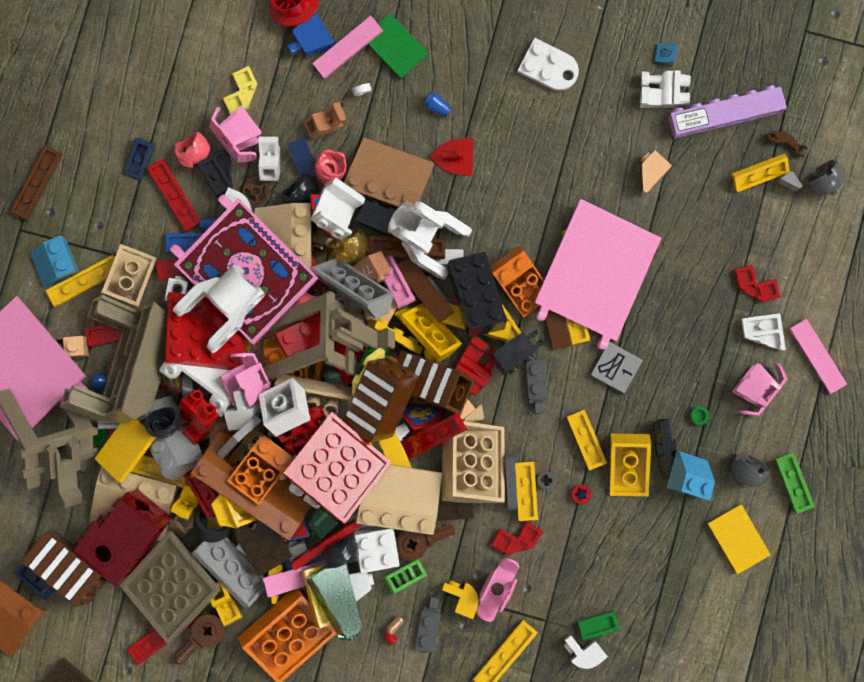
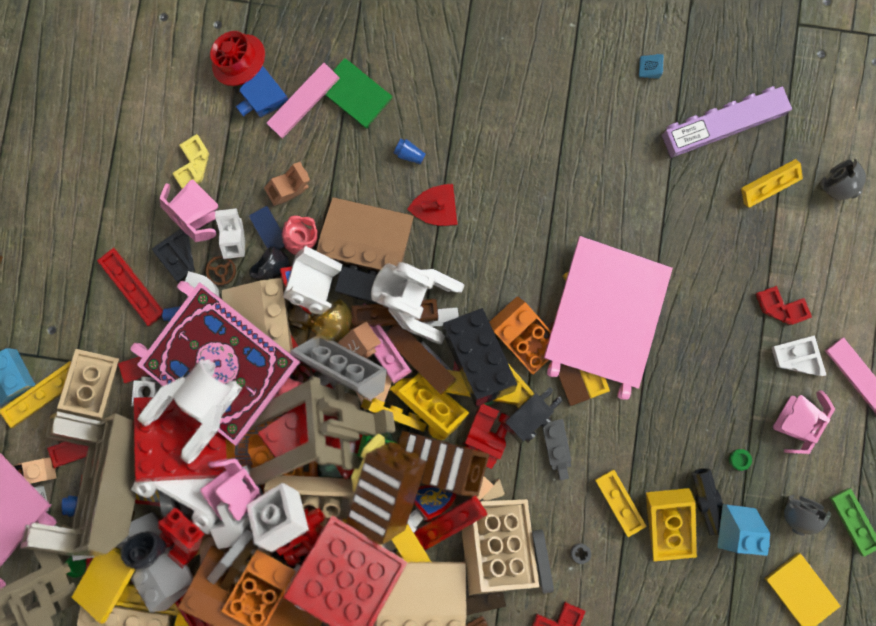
camera: 10 degrees left, 0 degrees up
(139, 157) = (88, 249): dark blue slope -> none
(183, 240) = (145, 336): blue tile -> none
(196, 149) = (149, 234): coral hair -> none
(361, 89) = (324, 145): white tile -> none
(526, 491) = (561, 569): yellow plate -> none
(547, 64) = (523, 95): white plate -> none
(581, 494) = (622, 564): red tile -> none
(616, 367) = (642, 417): light grey tile -> none
(652, 170) = (653, 195): light nougat slope -> none
(669, 90) = (660, 106): white hips -> none
(785, 138) = (792, 142): reddish brown arm -> none
(790, 181) = (806, 189): light grey slope -> none

